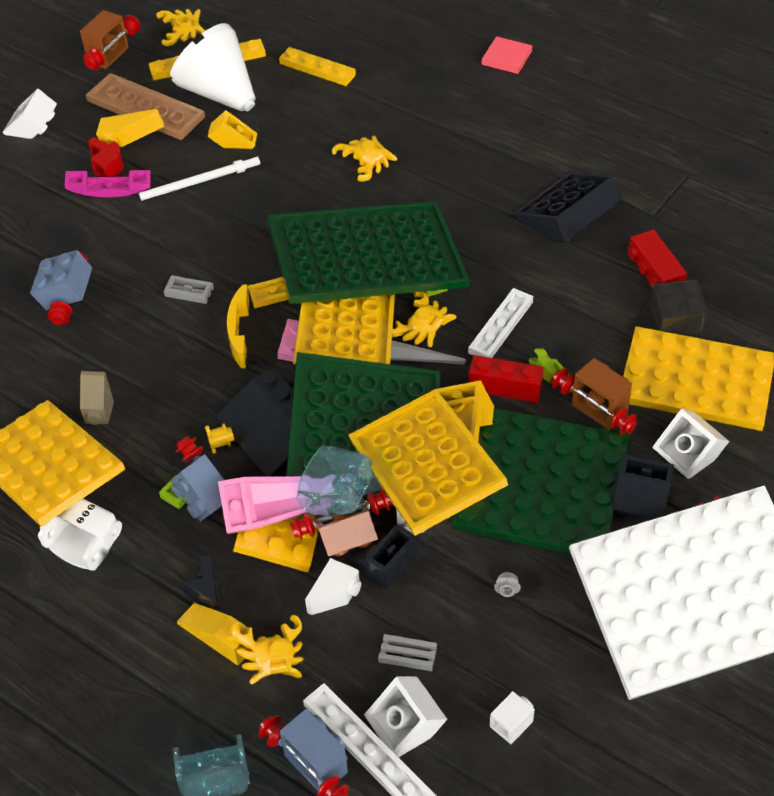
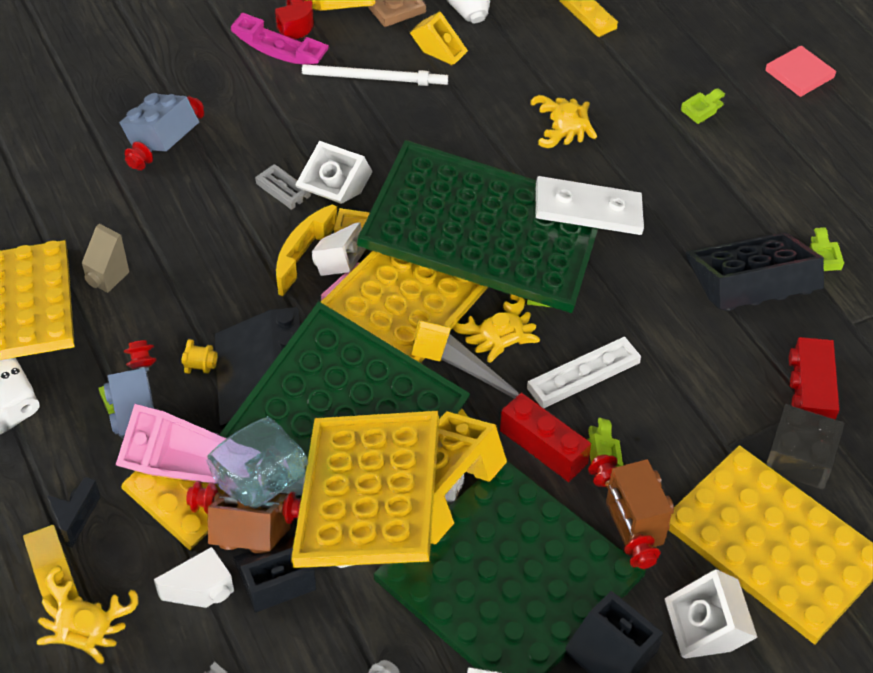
camera: 25 degrees right, 0 degrees up
(226, 261) = (334, 173): none -> white slope
(270, 316) = (338, 251): none -> white slope
(390, 344) = (430, 340): none -> yellow slope
(428, 207) = (589, 205): none -> white plate
(457, 107) = (701, 106): none -> lime plate
(600, 168) = (829, 250): none -> lime plate

